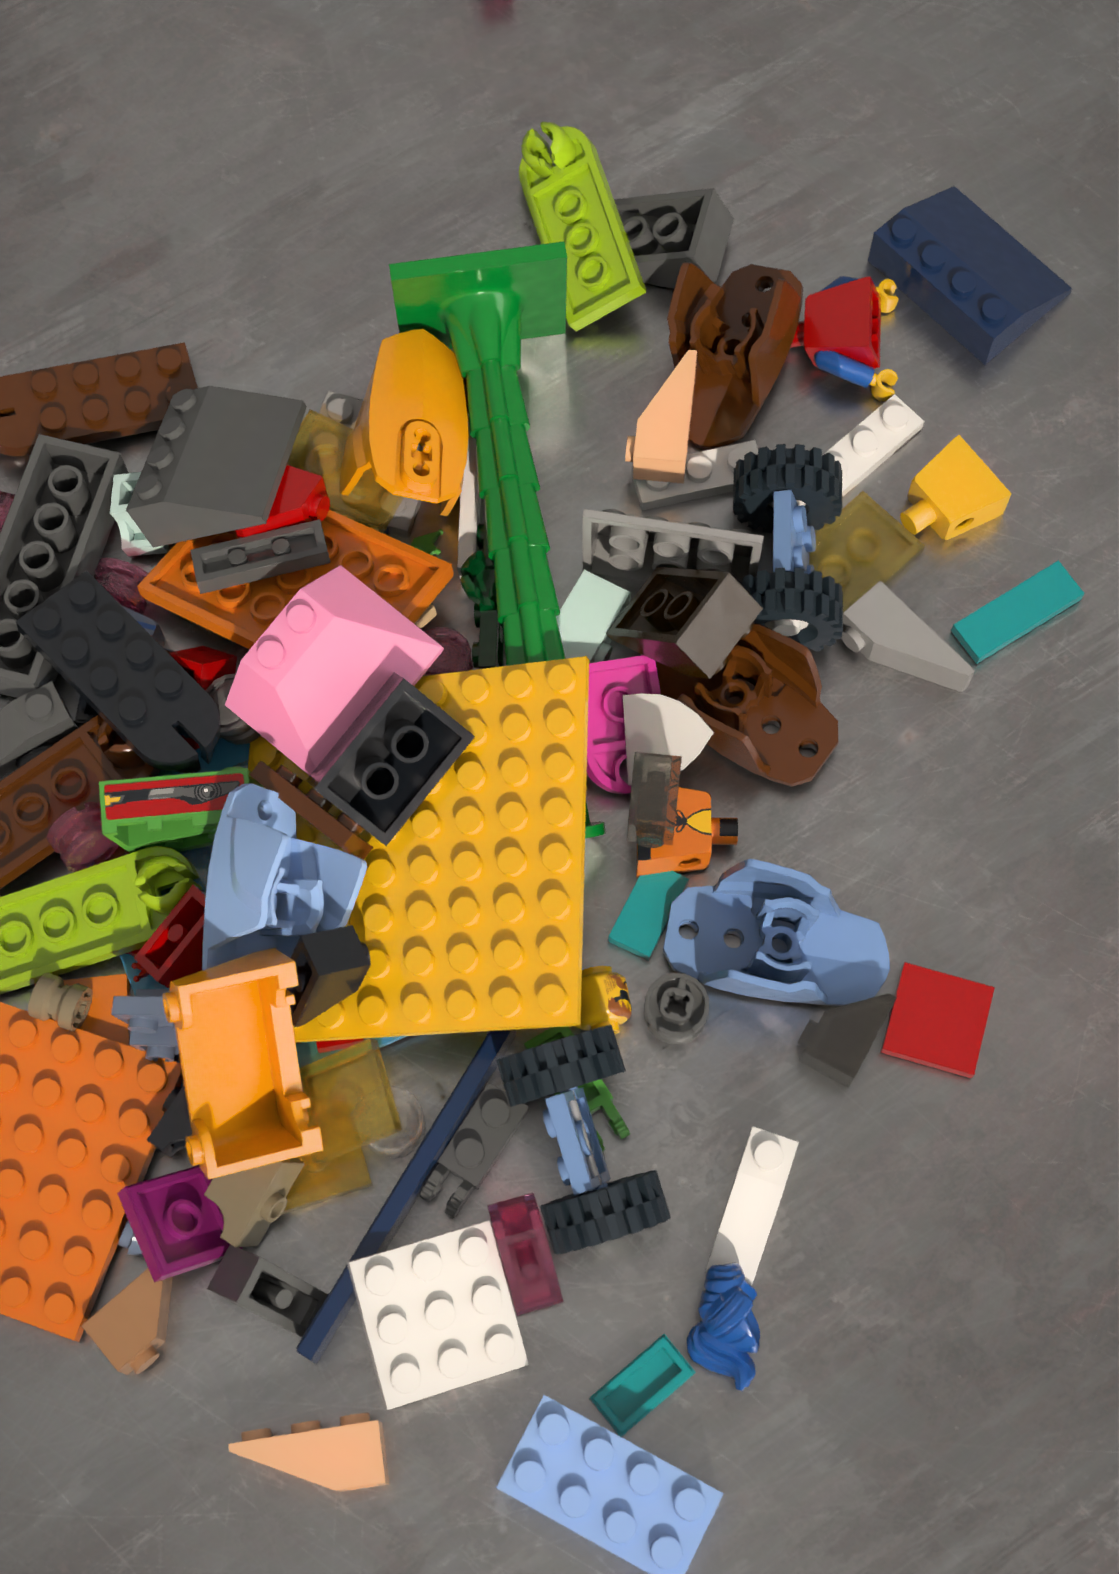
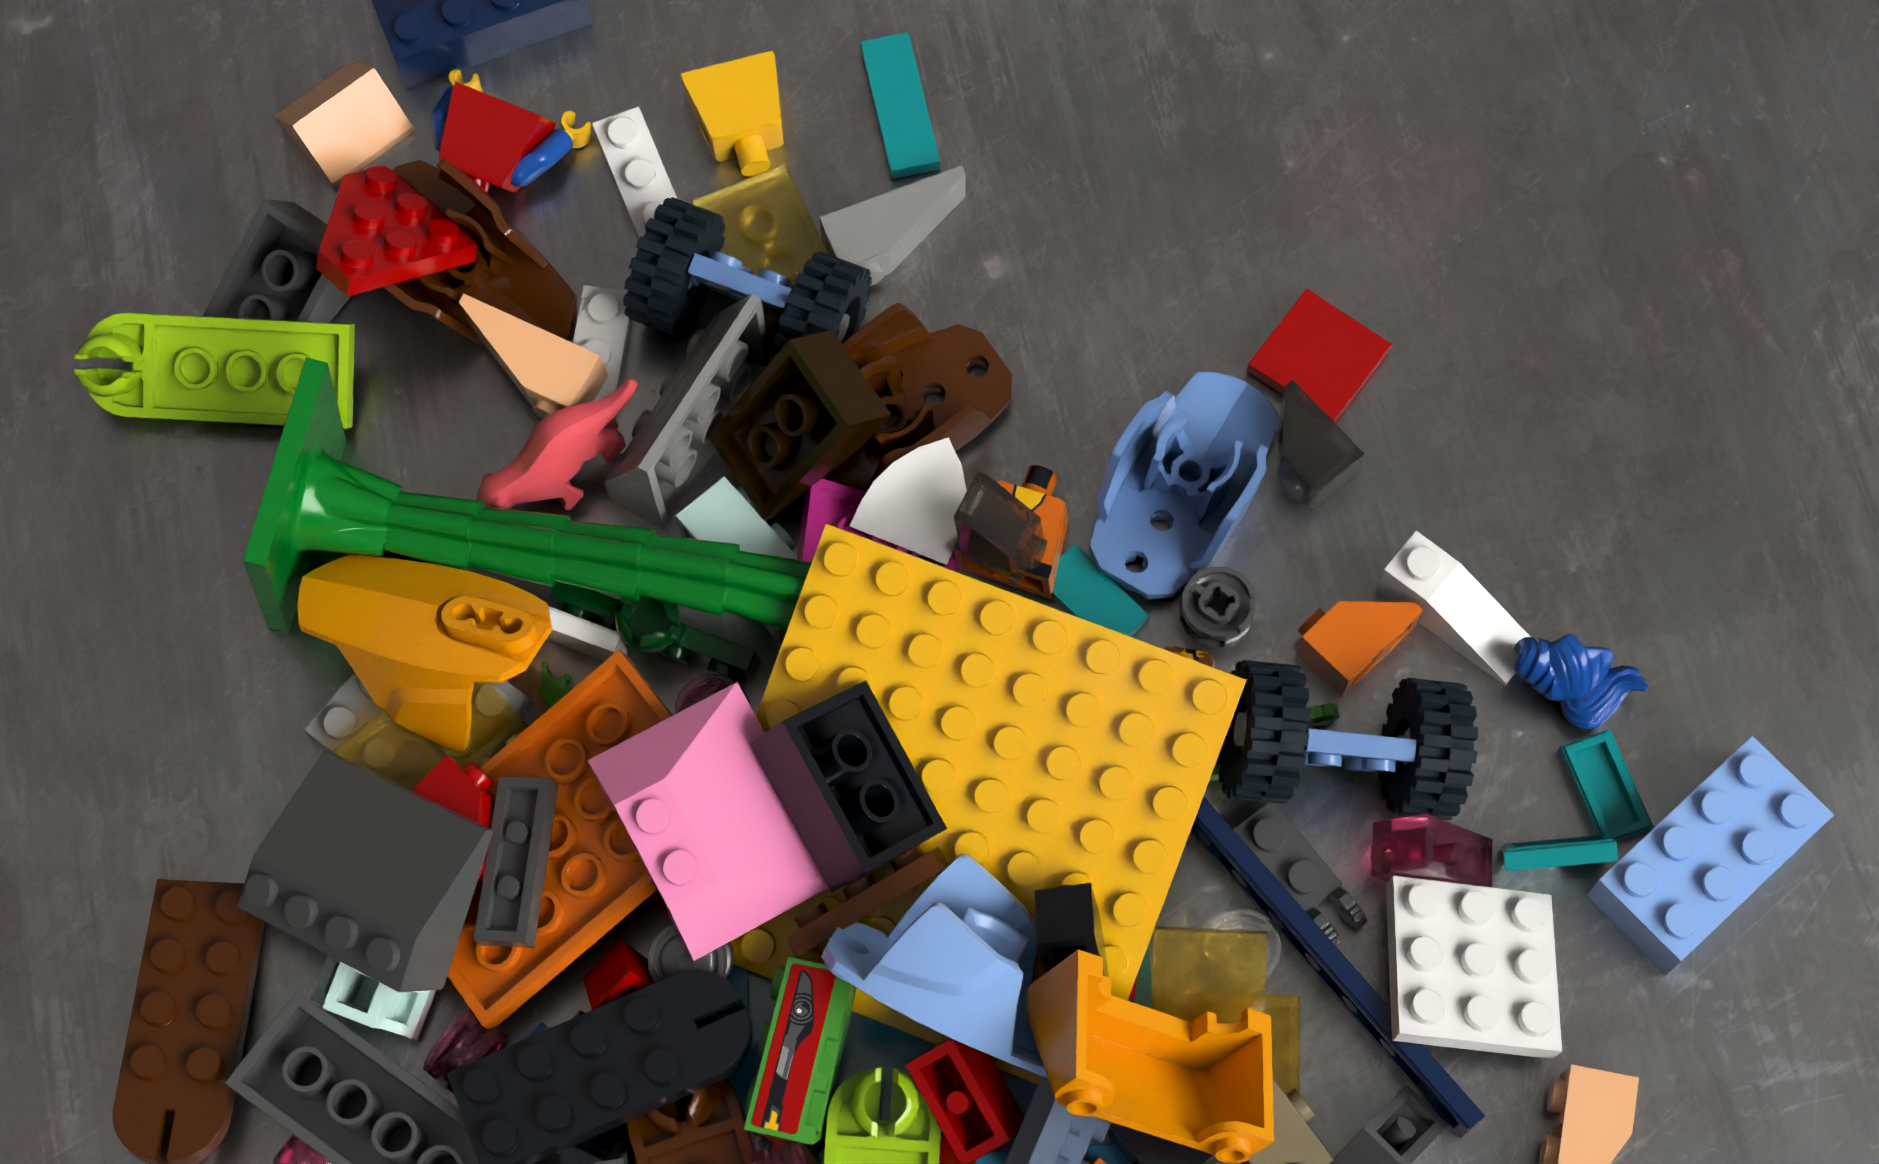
camera: 70 degrees left, 0 degrees up
(563, 1358) = (1559, 852): none -> teal tile
(597, 467) = (558, 452): none -> coral animal
(691, 1128) = (1354, 638): none -> orange slope
(715, 274) = (387, 234): none -> red plate
(817, 228) = (346, 121): none -> light nougat slope

